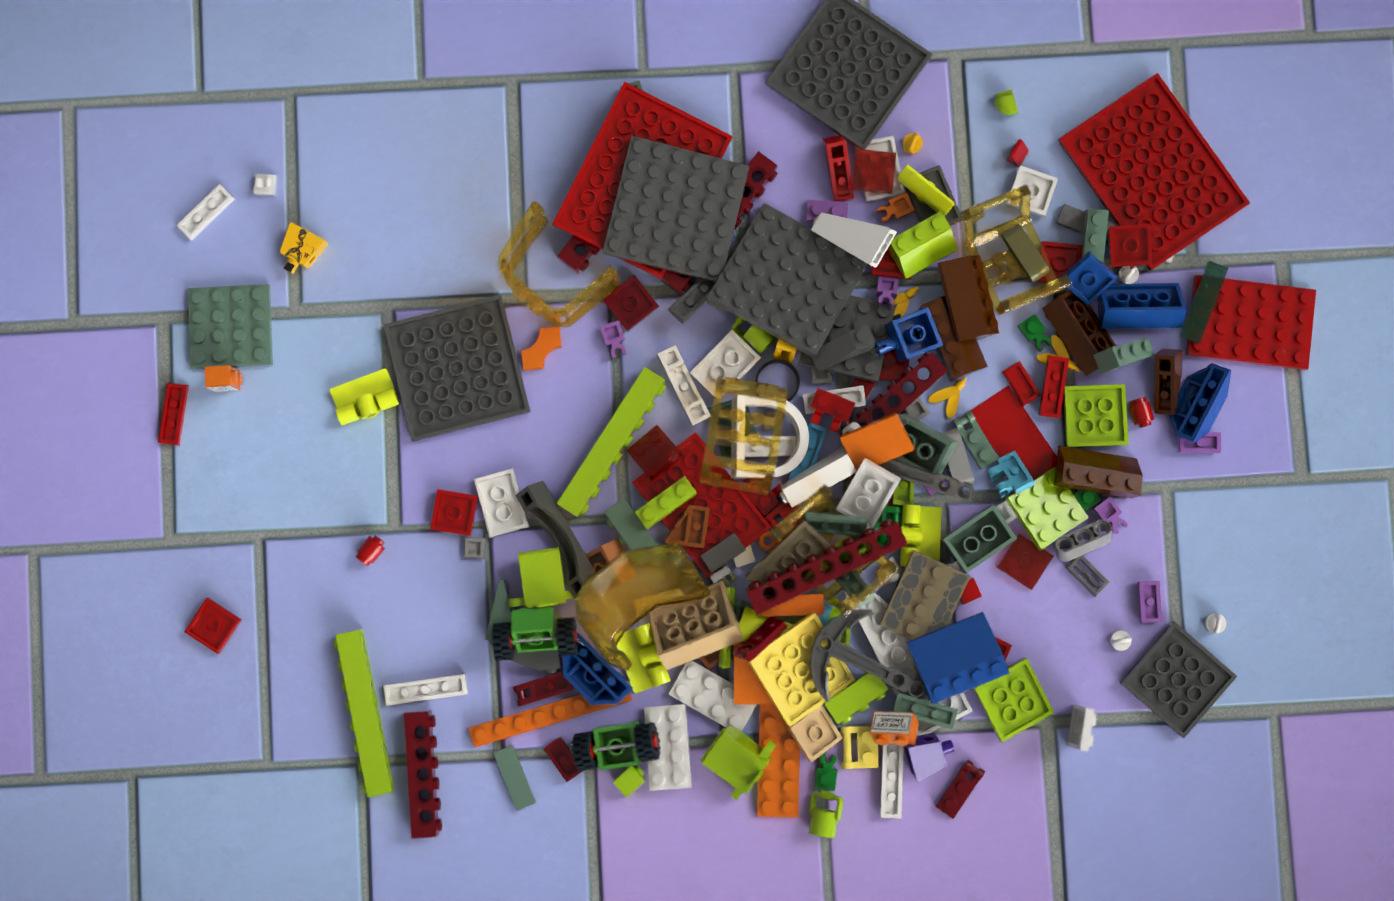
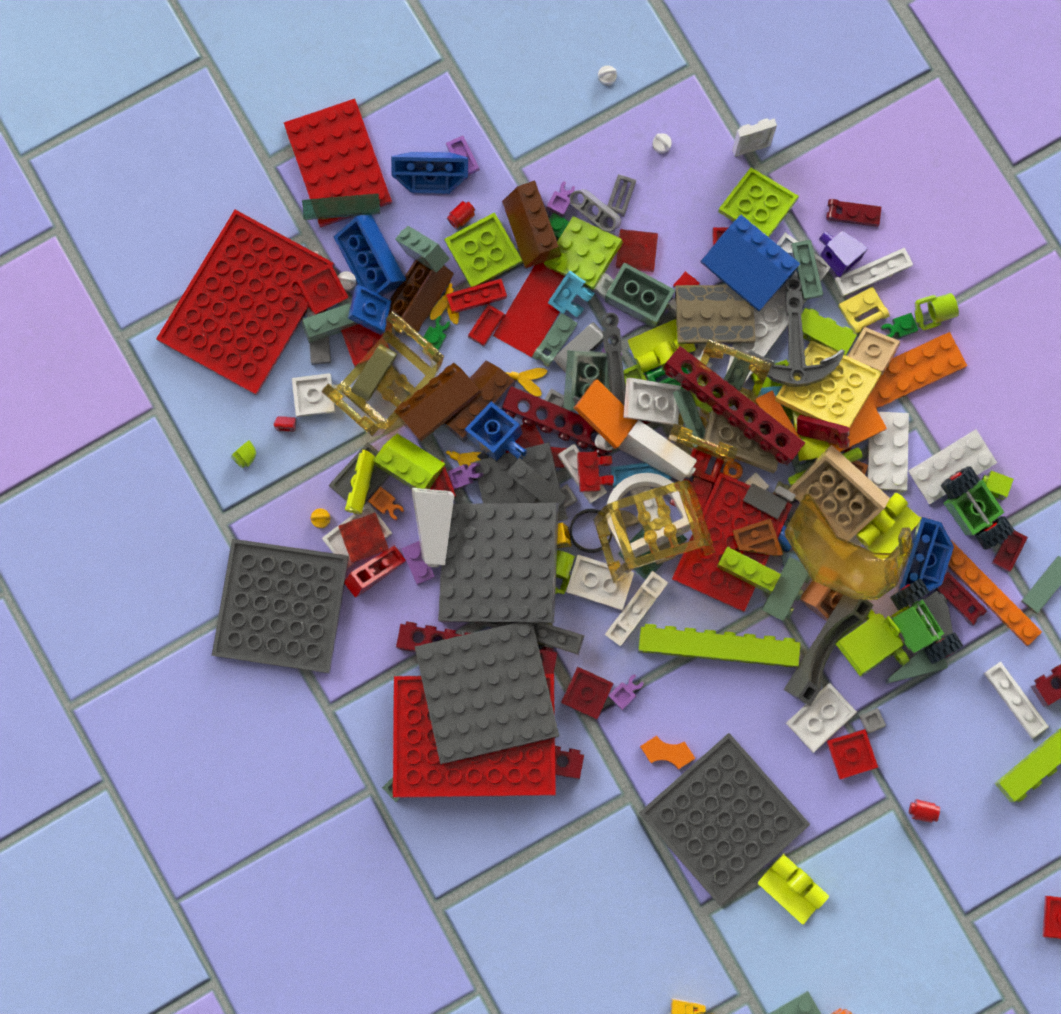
camera: 115 degrees left, 5 degrees down
(595, 292) = (635, 771): clear yellow windscreen -> none
(654, 452) = (708, 605): clear red plate -> none
(737, 759) = (931, 400): lime piece -> none
(894, 728) = (835, 286): brick -> none
(1149, 601) = (617, 134): medium lavender plate -> none
(1167, 380) = (422, 206): reddish brown slope -> none
(1178, 679) = (669, 82): dark grey plate -> none

